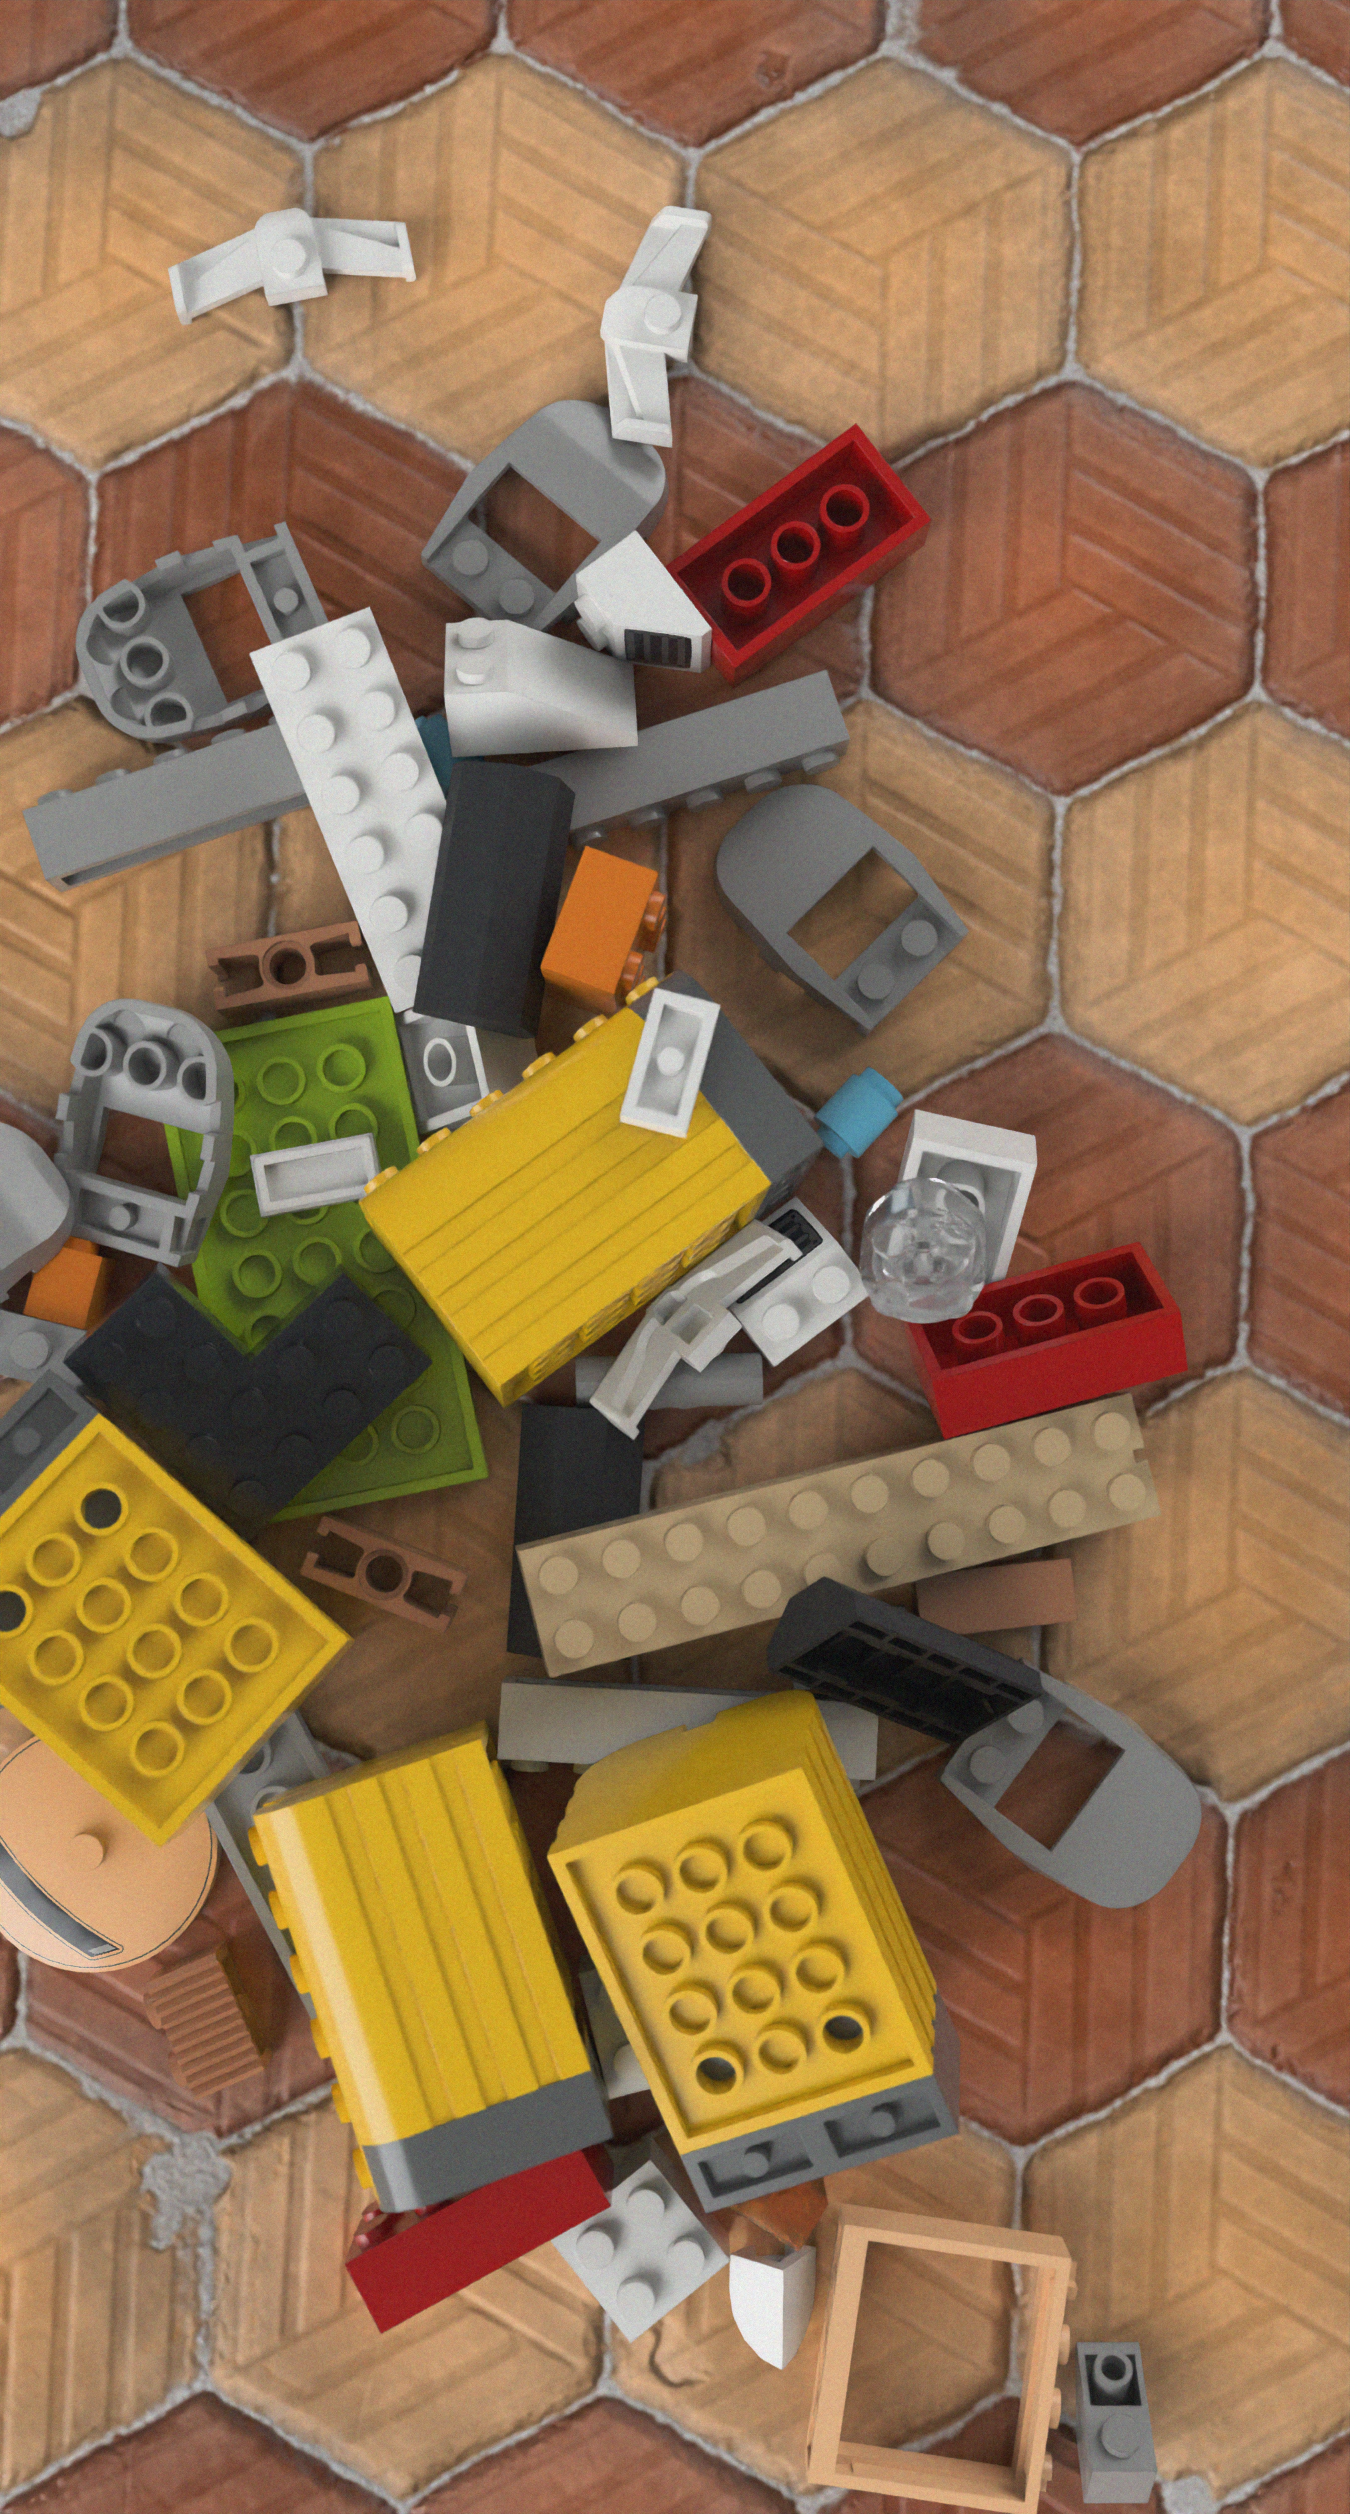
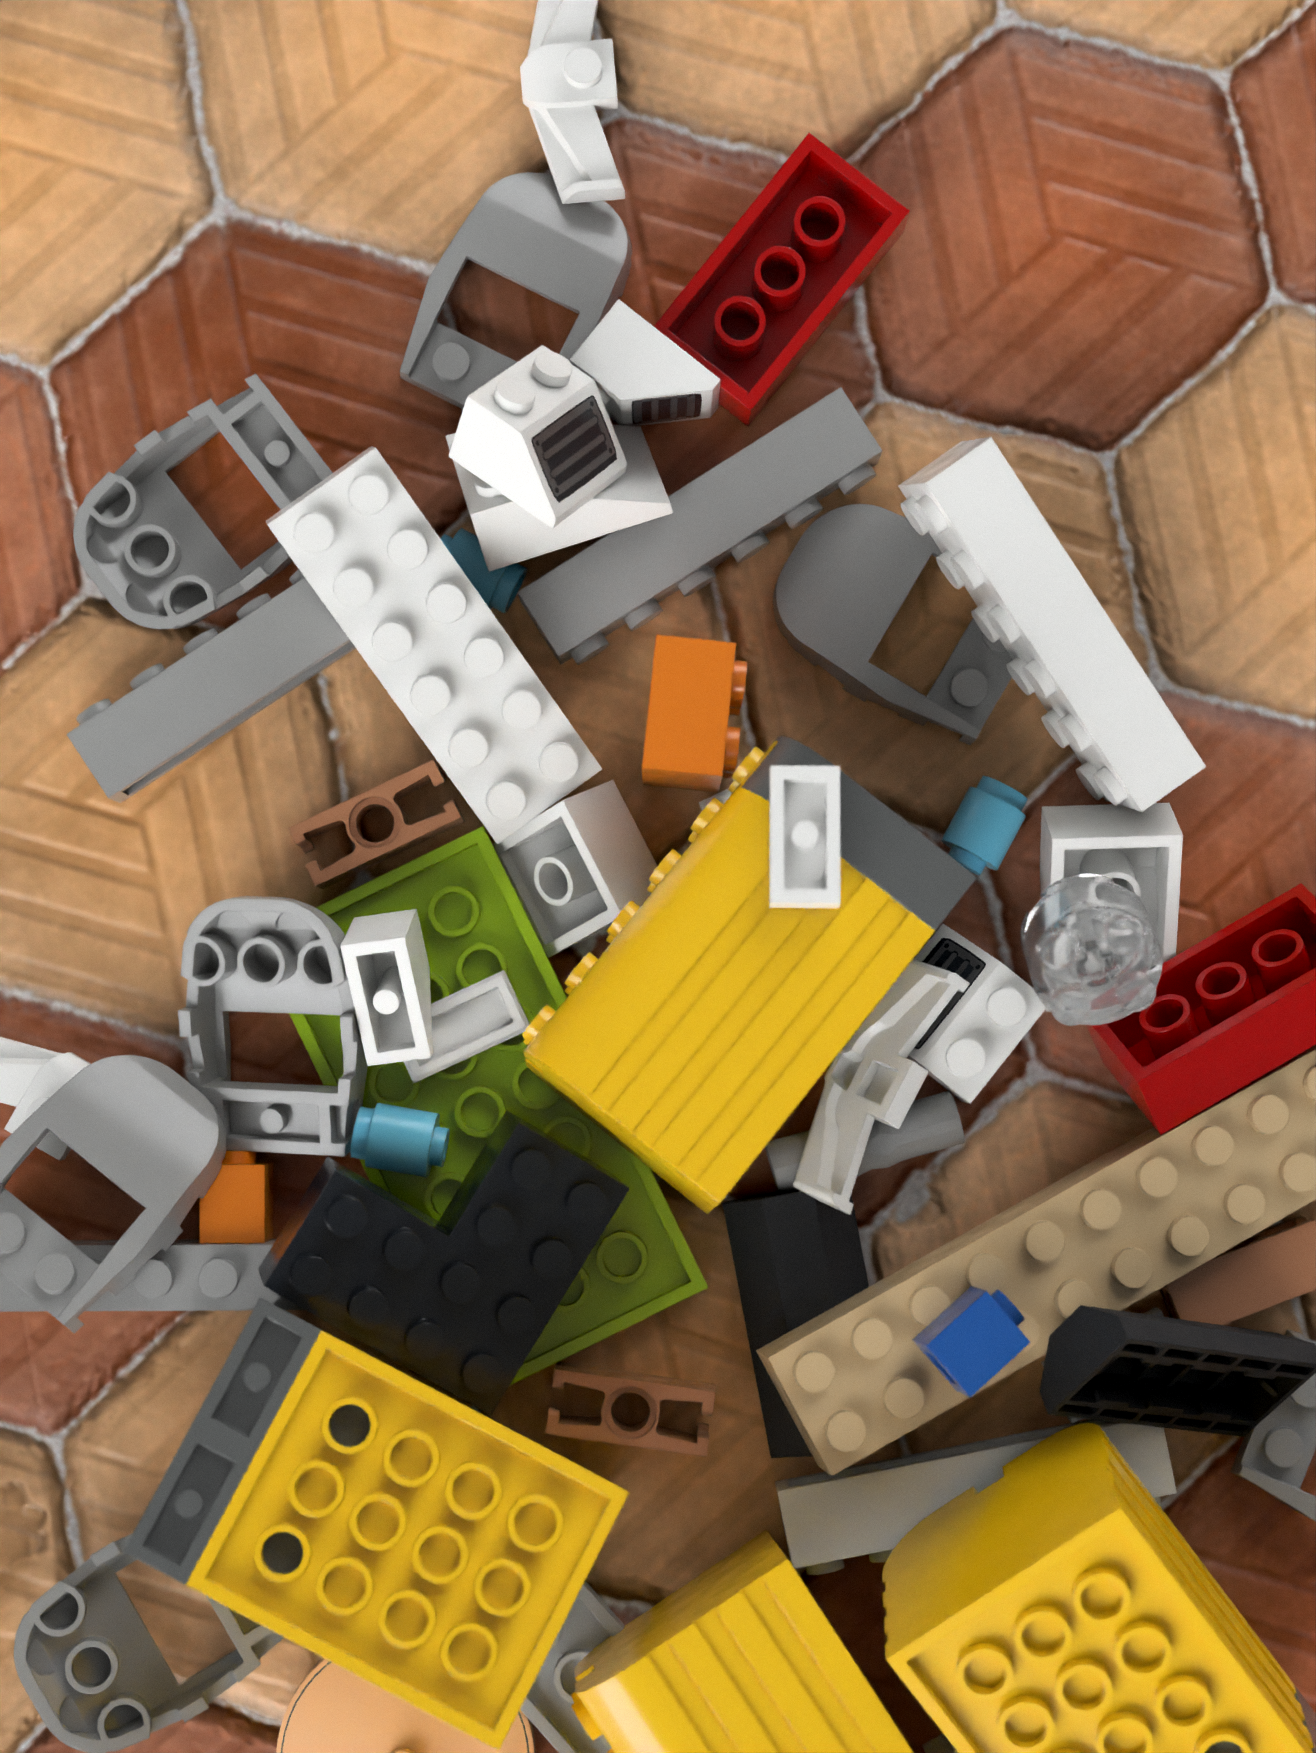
camera: 15 degrees left, 0 degrees up
(233, 1265) = (399, 1139): none -> medium azure brick
(260, 1118) = (390, 986): none -> white slope
(289, 258) = (188, 101): white plate -> none
(494, 897) = (571, 705): black piece -> none
(528, 638) = (540, 437): none -> white slope
(715, 1581) = (973, 1339): none -> blue brick
(962, 937) = (1049, 625): none -> white brick

